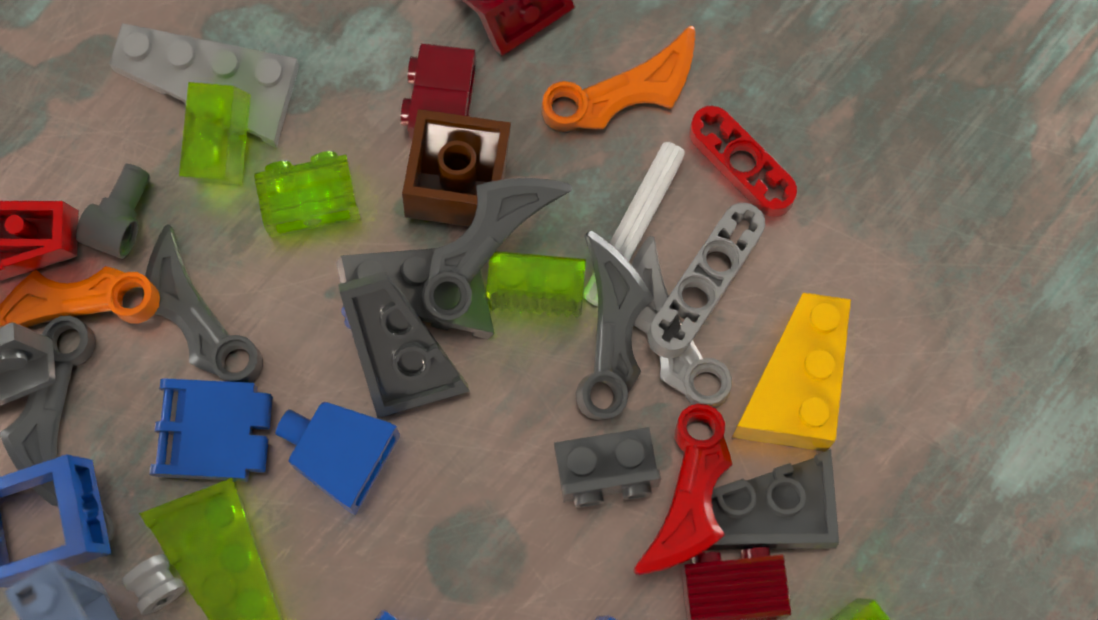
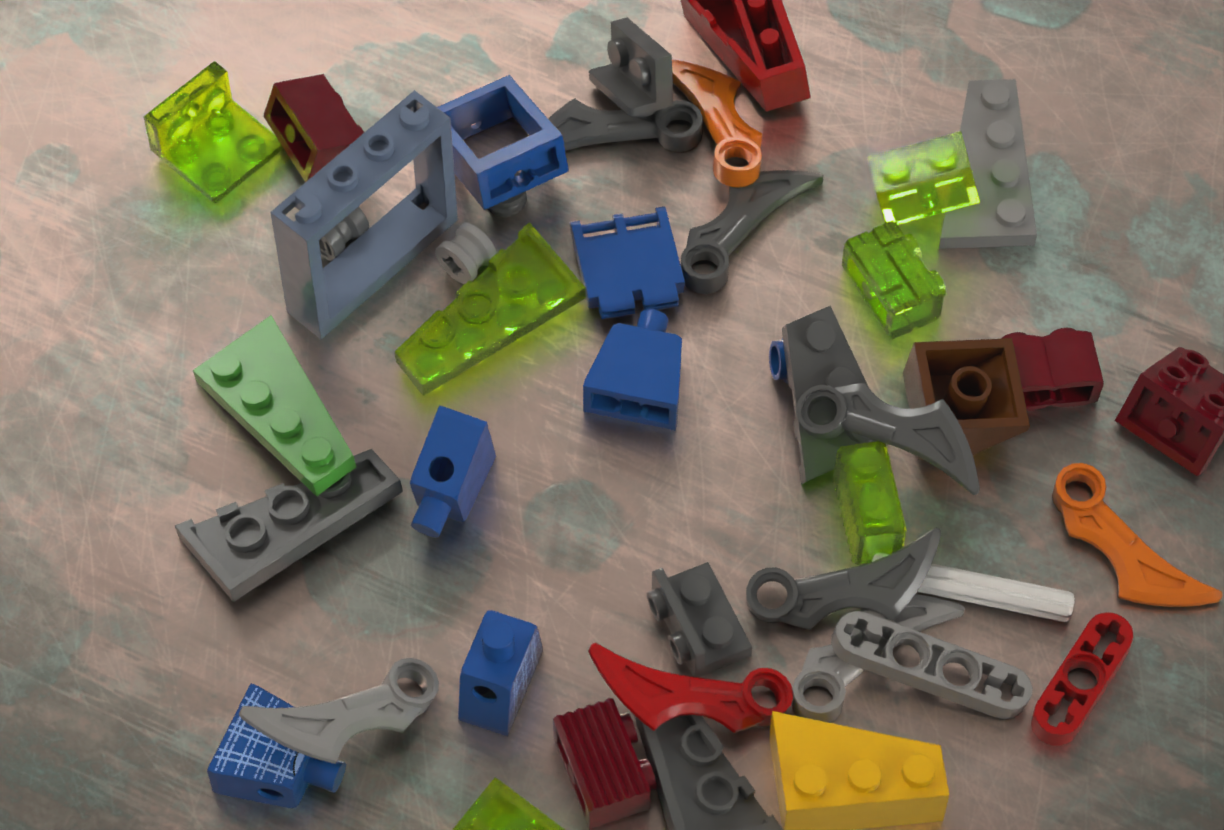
camera: 75 degrees right, 15 degrees down
(112, 223) = (805, 126): dark grey pin -> none
(396, 348) = (754, 384): dark grey wing -> none

